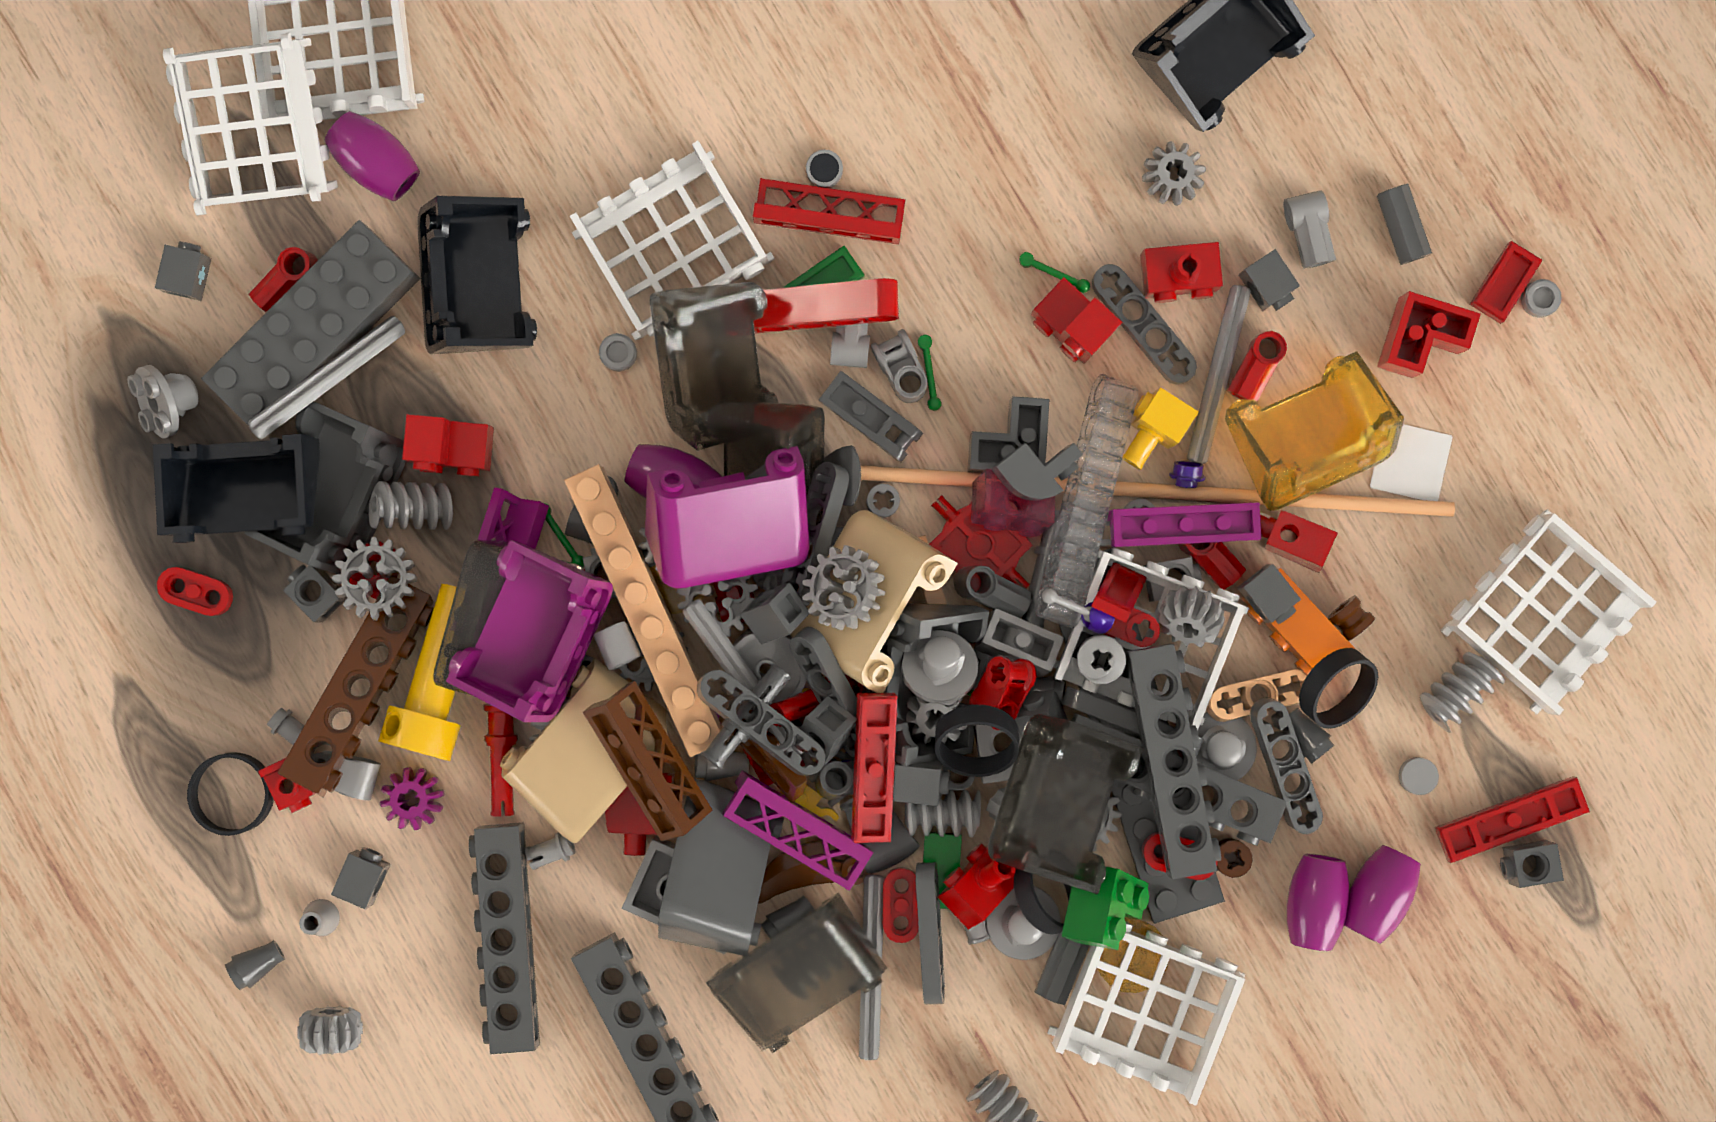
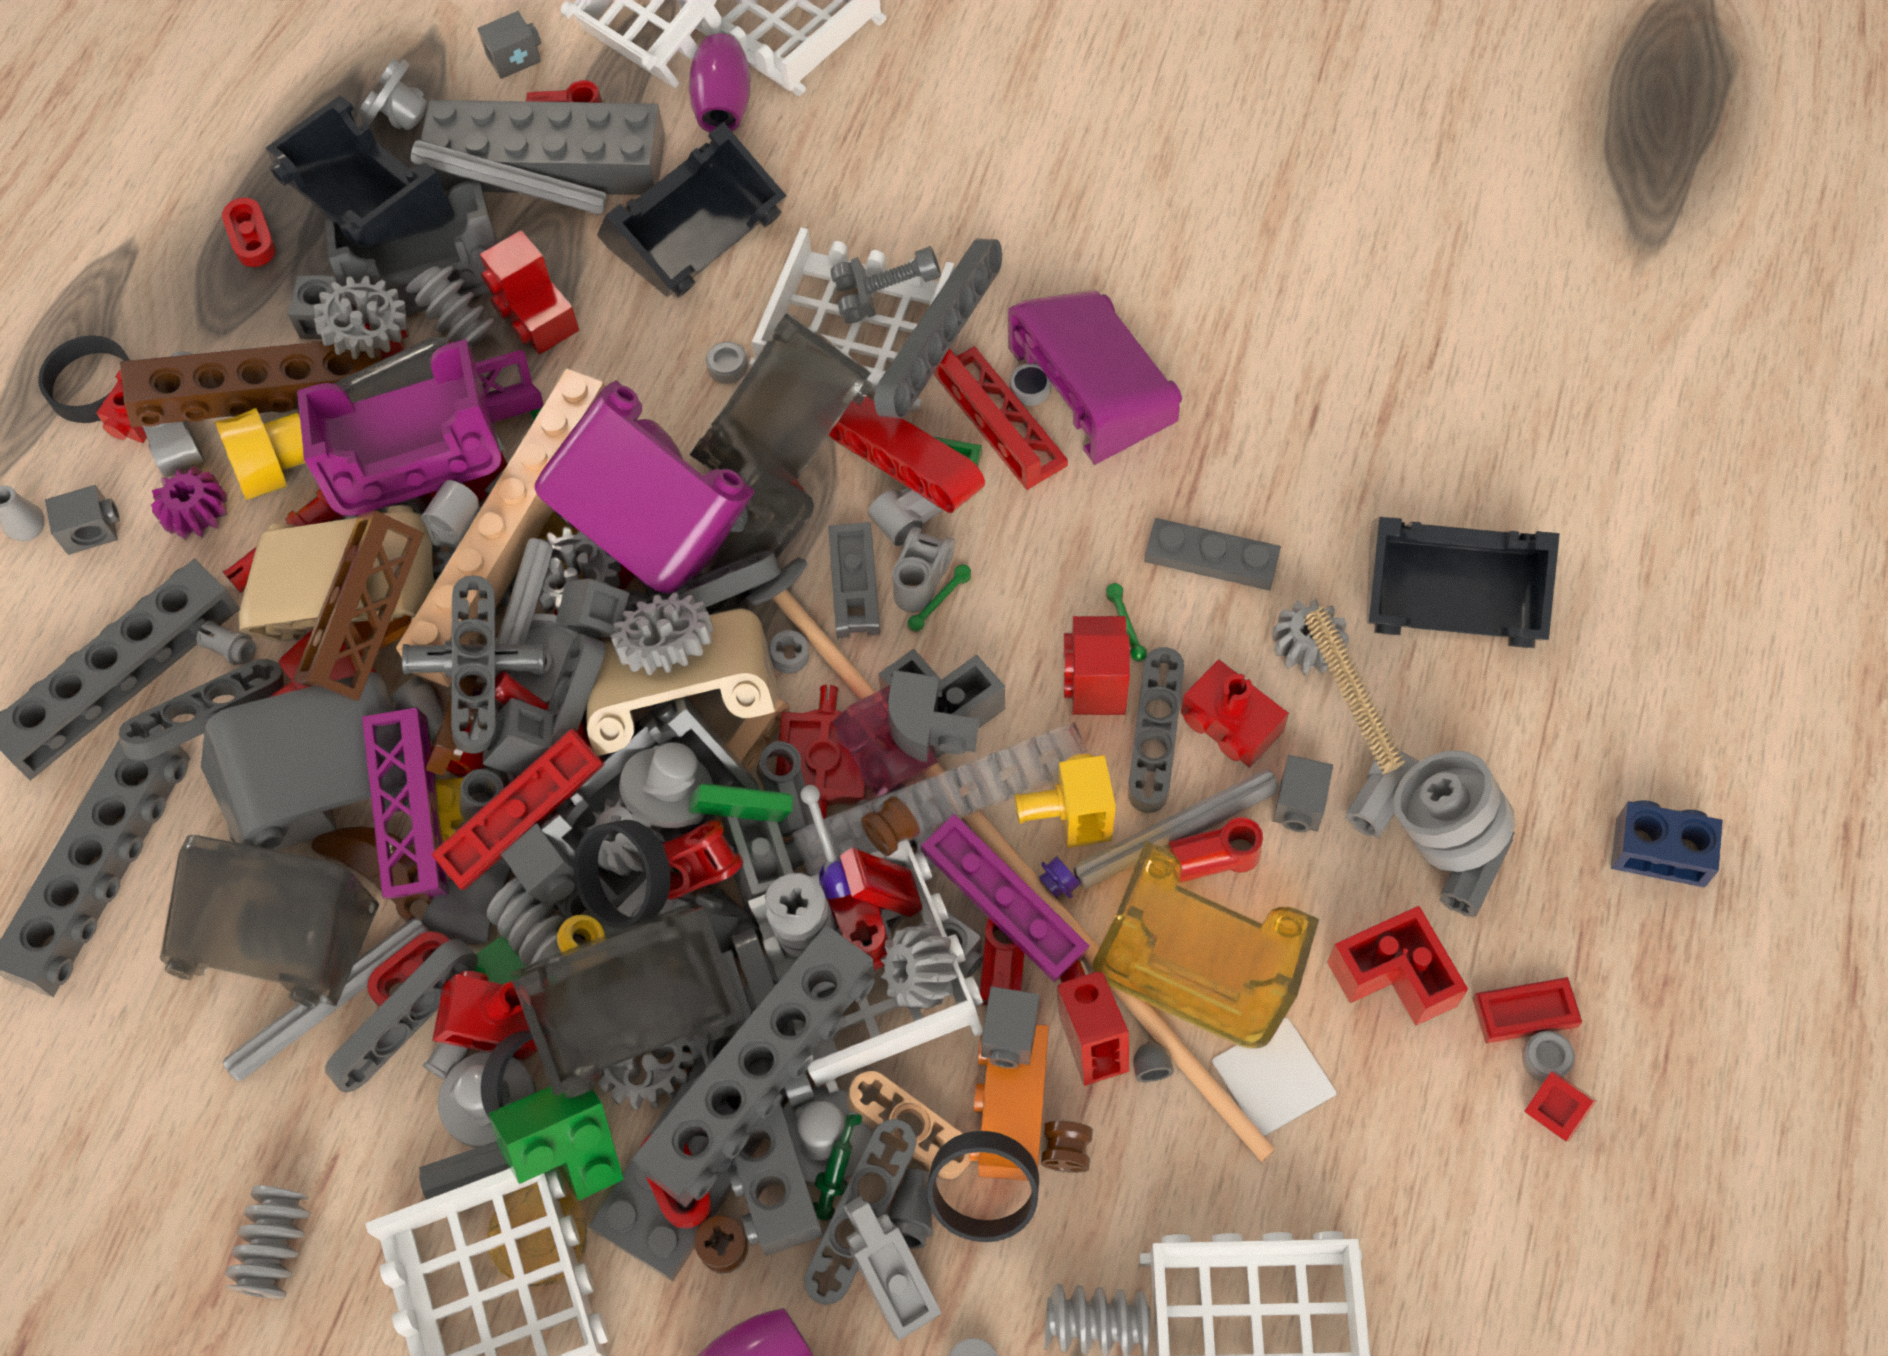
camera: 55 degrees right, 25 degrees down
(595, 903) = (247, 684): none -> dark grey beam
(681, 162) = (853, 274): none -> dark grey bar
(742, 197) = (938, 329): none -> dark grey beam
(857, 119) = (1095, 368): none -> magenta windscreen
(992, 787) = (578, 924): none -> yellow plate
(996, 633) = (741, 803): none -> green tile
(1057, 173) = (1212, 554): none -> dark grey plate
(1093, 557) = (890, 826): none -> reddish brown wheel
(1243, 188) = (1351, 688): none -> tan axle
(1256, 768) = (831, 1181): none -> dark green piece
(1335, 779) = (889, 1270): none -> light grey hinge
(1345, 523) = (1152, 1063): none -> dark grey hinge
(1392, 215) = (1454, 811): none -> light grey wheel
(1494, 104) = (1666, 854): none -> dark blue brick
(1576, 323) = (1560, 1106): none -> red plate

